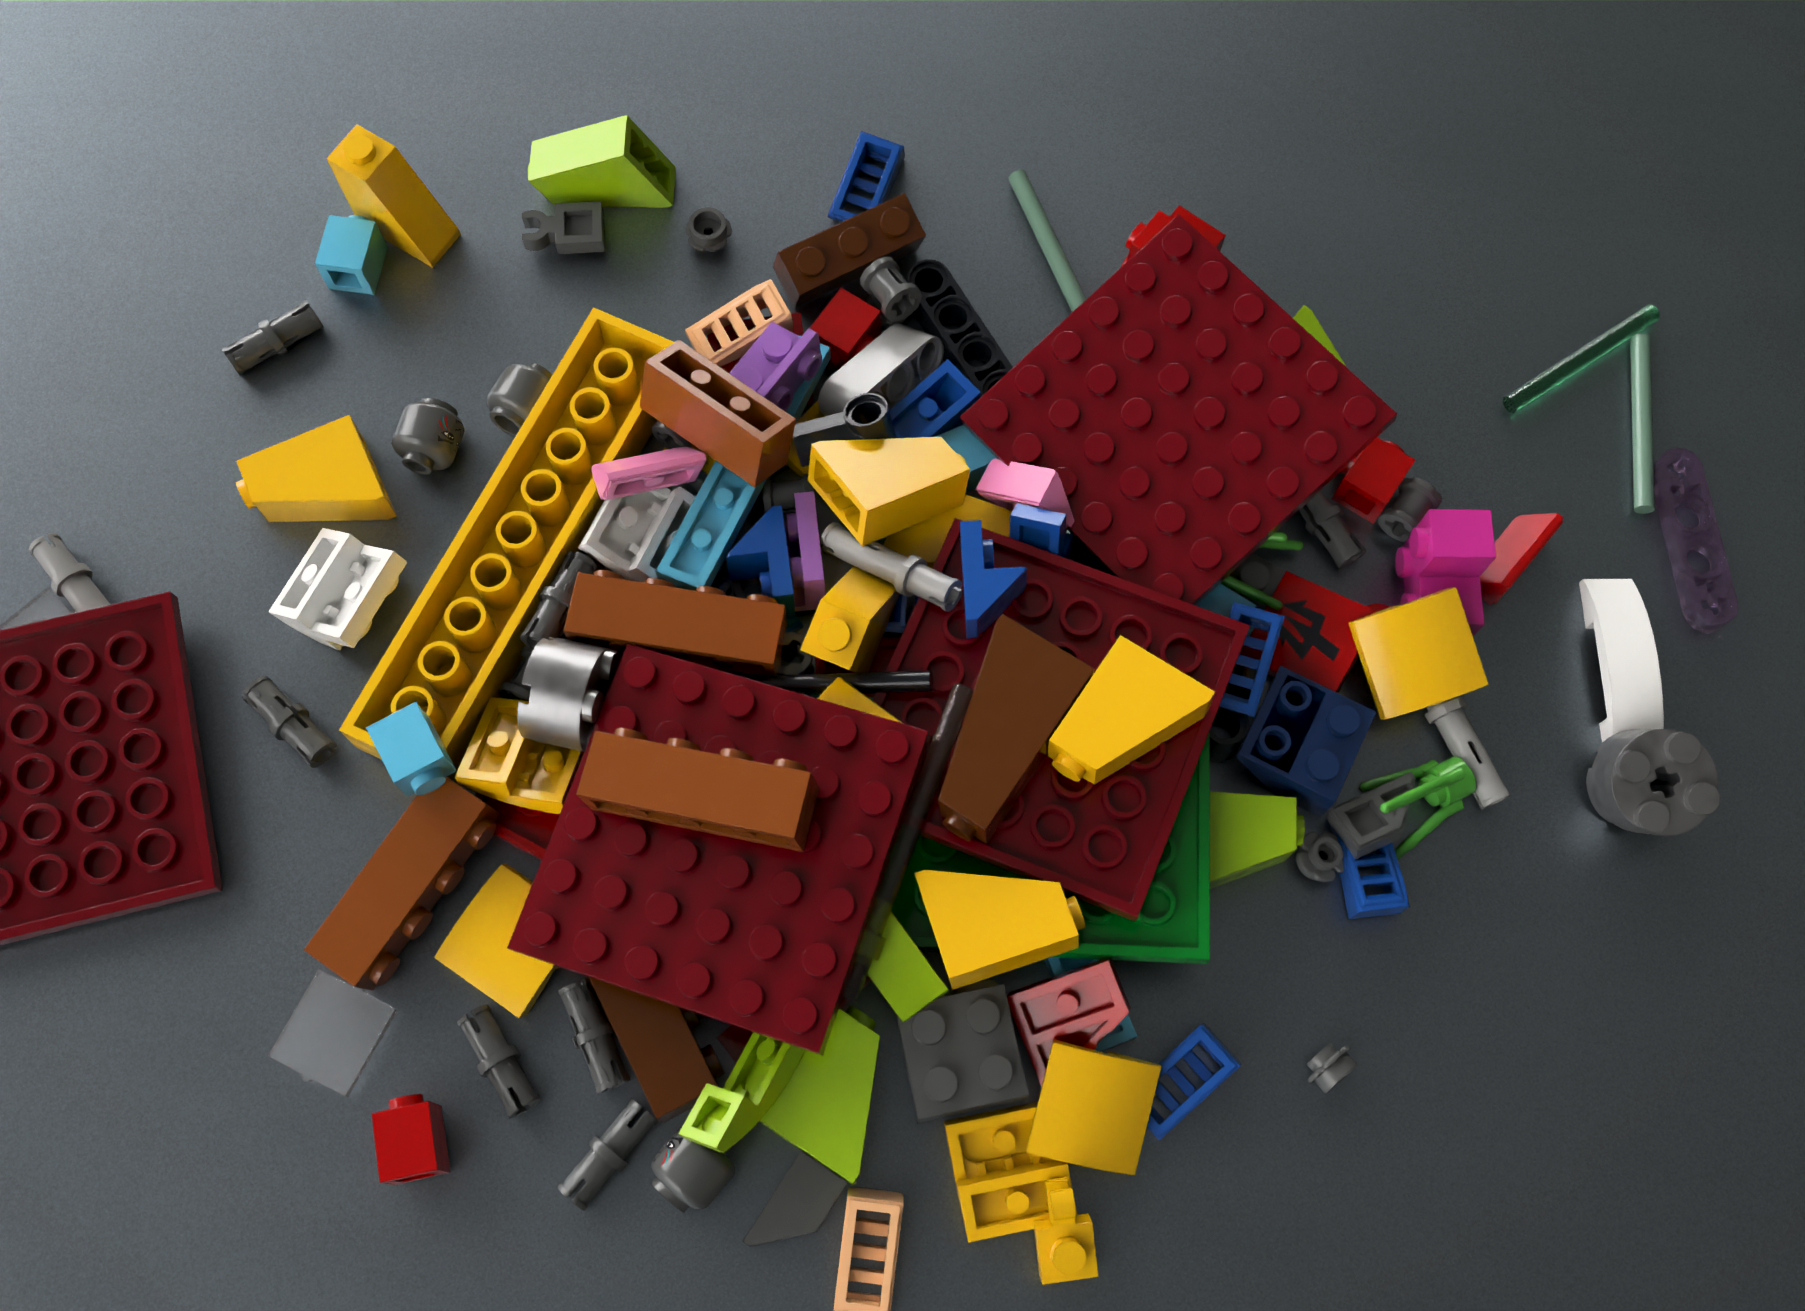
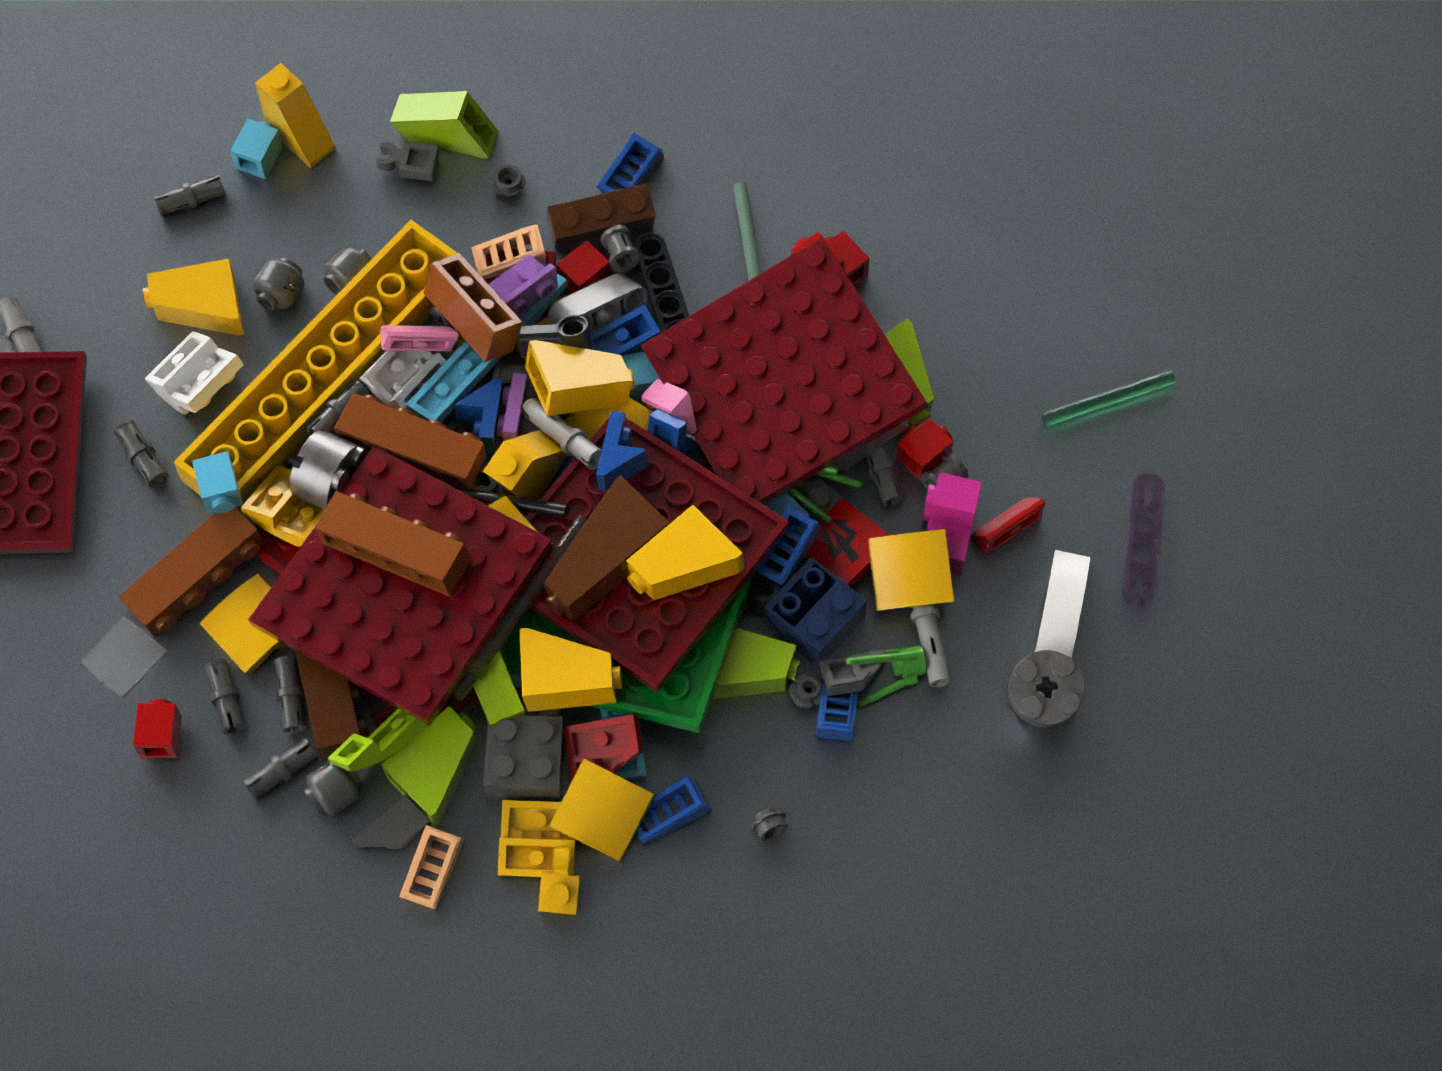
camera: 15 degrees right, 5 degrees down
(1642, 424) = (1136, 452): sand green bar -> none

